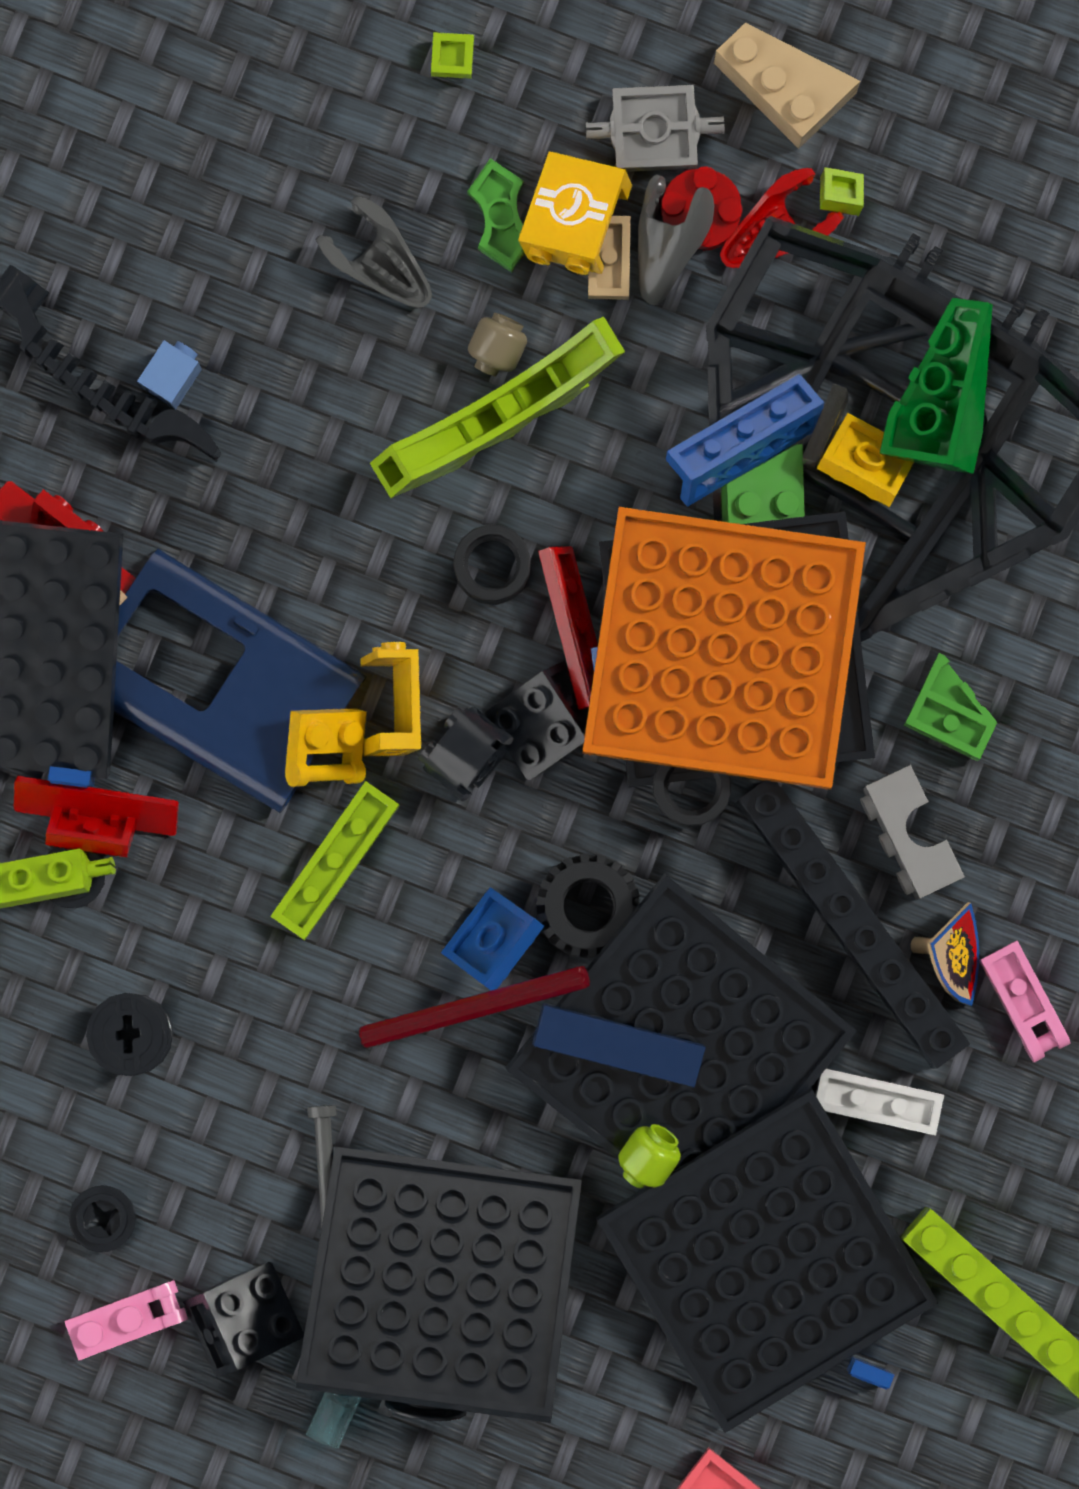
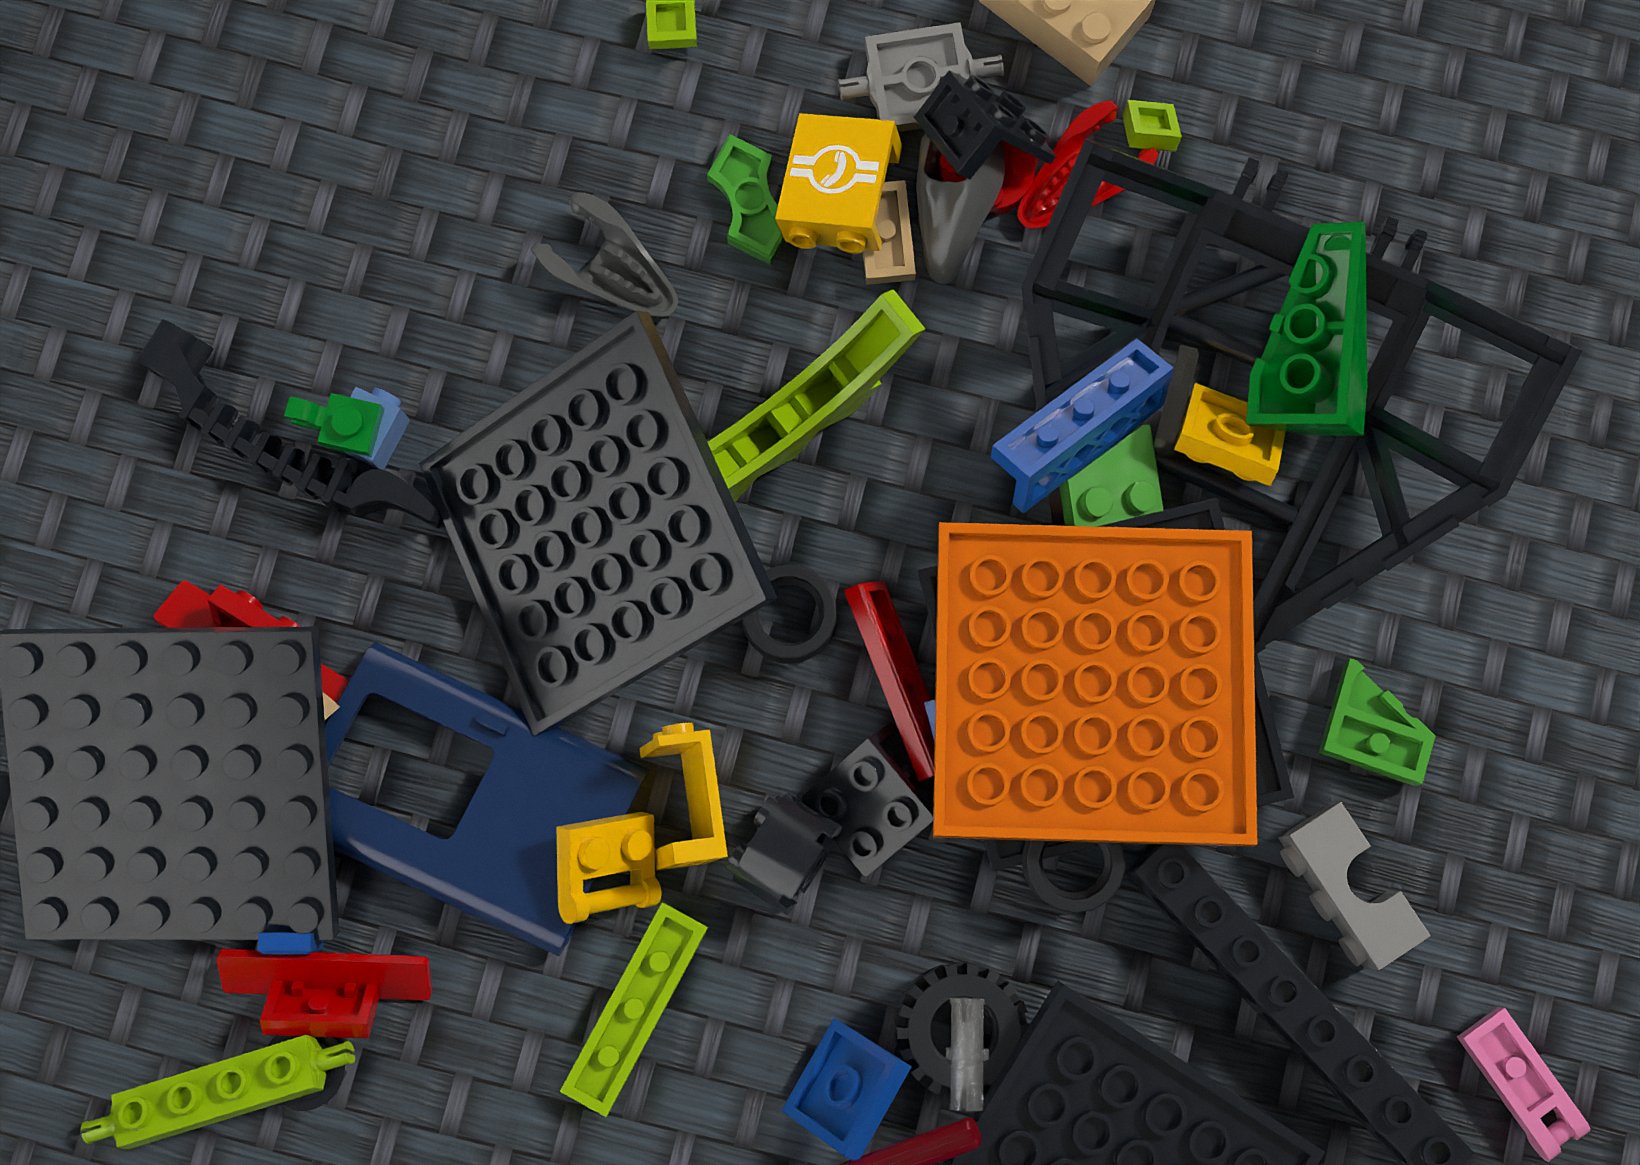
camera: 10 degrees left, 5 degrees down
(152, 371) = (343, 425): none -> green plate
(343, 478) = (596, 526): none -> black plate
(497, 344) = (764, 348): dark tan head -> none
(587, 920) = (967, 1054): none -> clear pin
(691, 173) = (971, 120): none -> black bracket
(954, 955) = (1427, 1036): shield -> none

